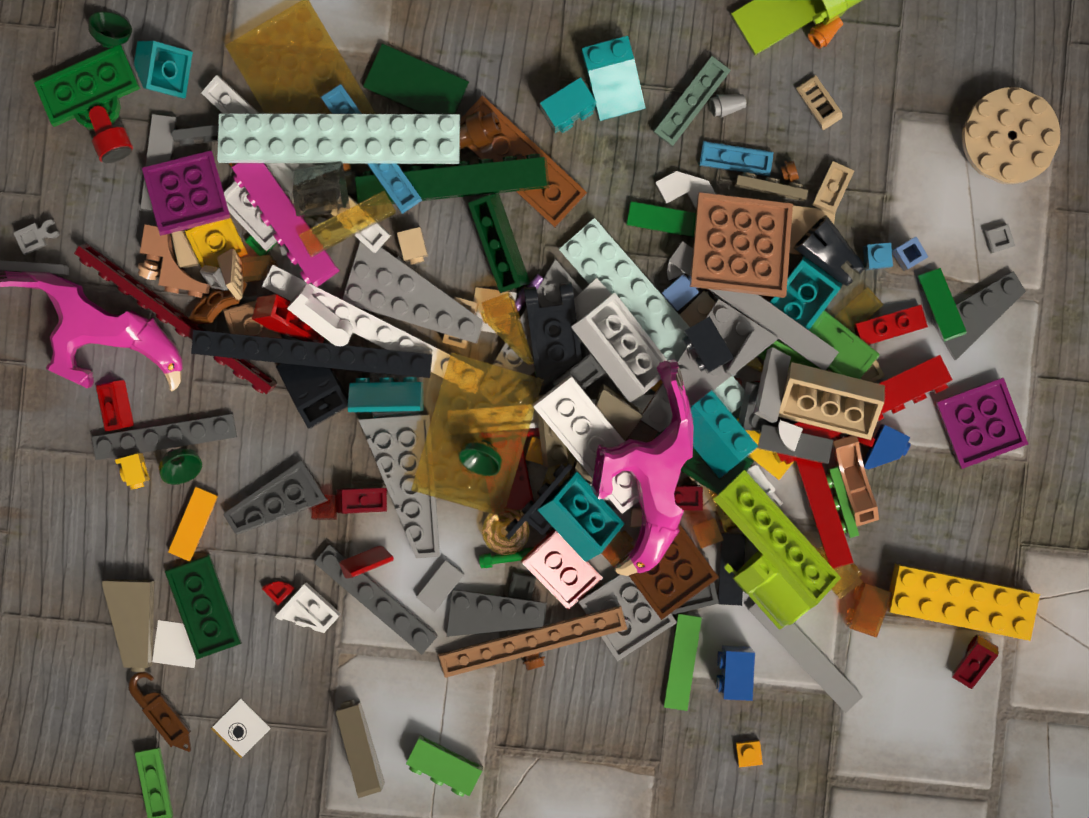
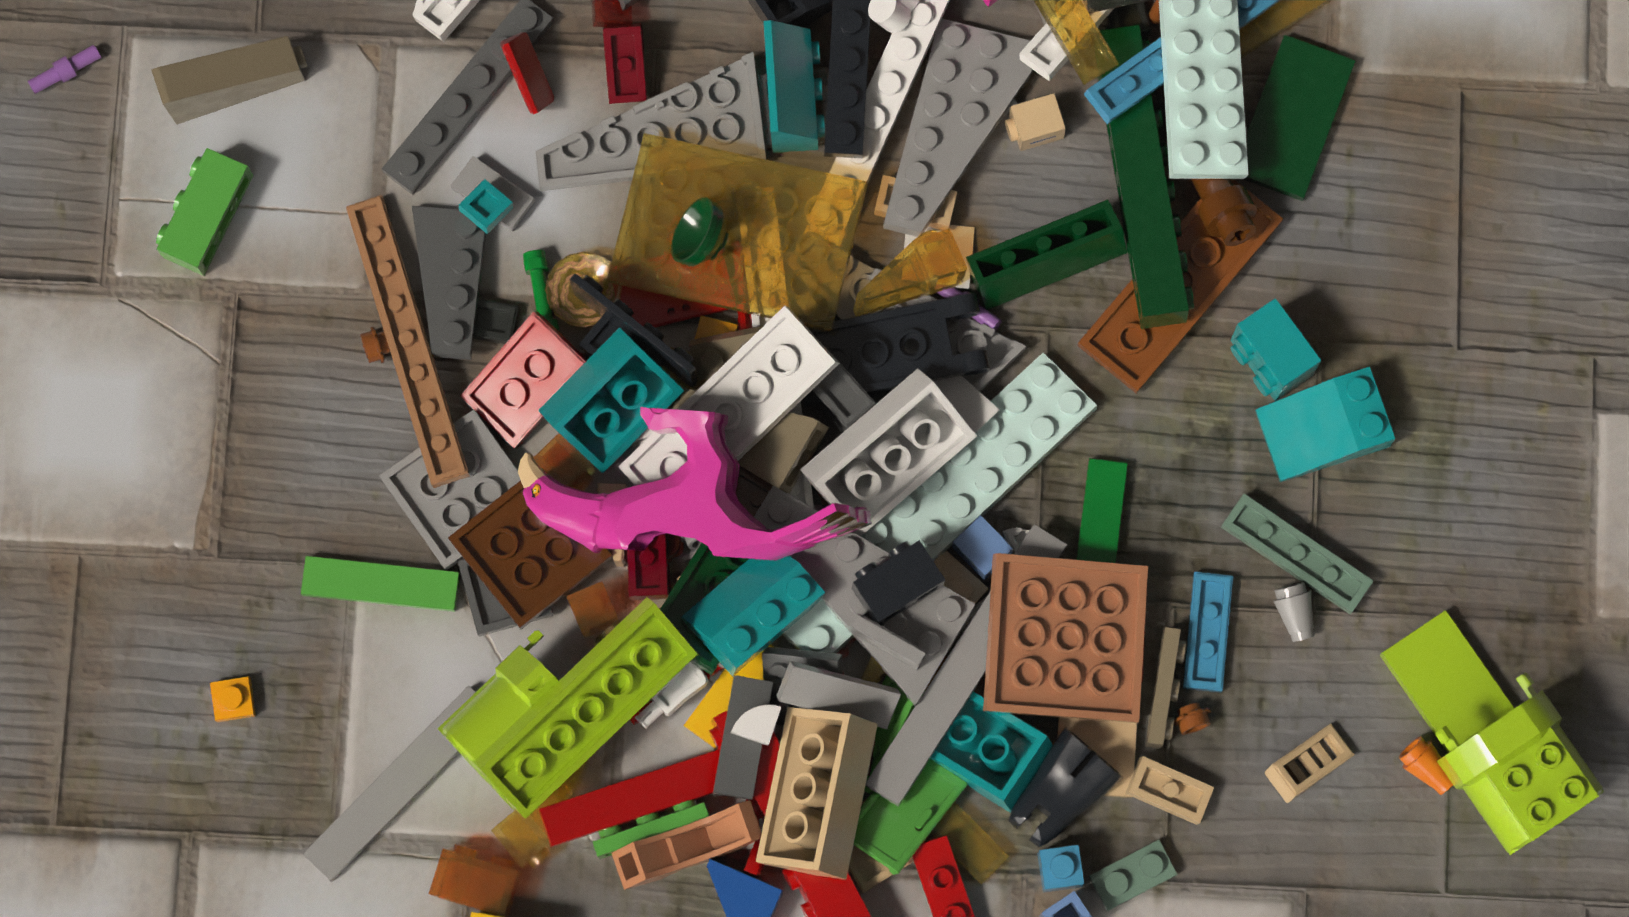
camera: 90 degrees right, 10 degrees down
(451, 590) = (485, 206): none -> teal plate
(680, 184) = (1160, 542): white tile -> none
(734, 554) = (556, 653): black tile -> none
(736, 672) = (364, 664): blue brick -> none
(881, 213) = (1133, 875): none -> sand green plate

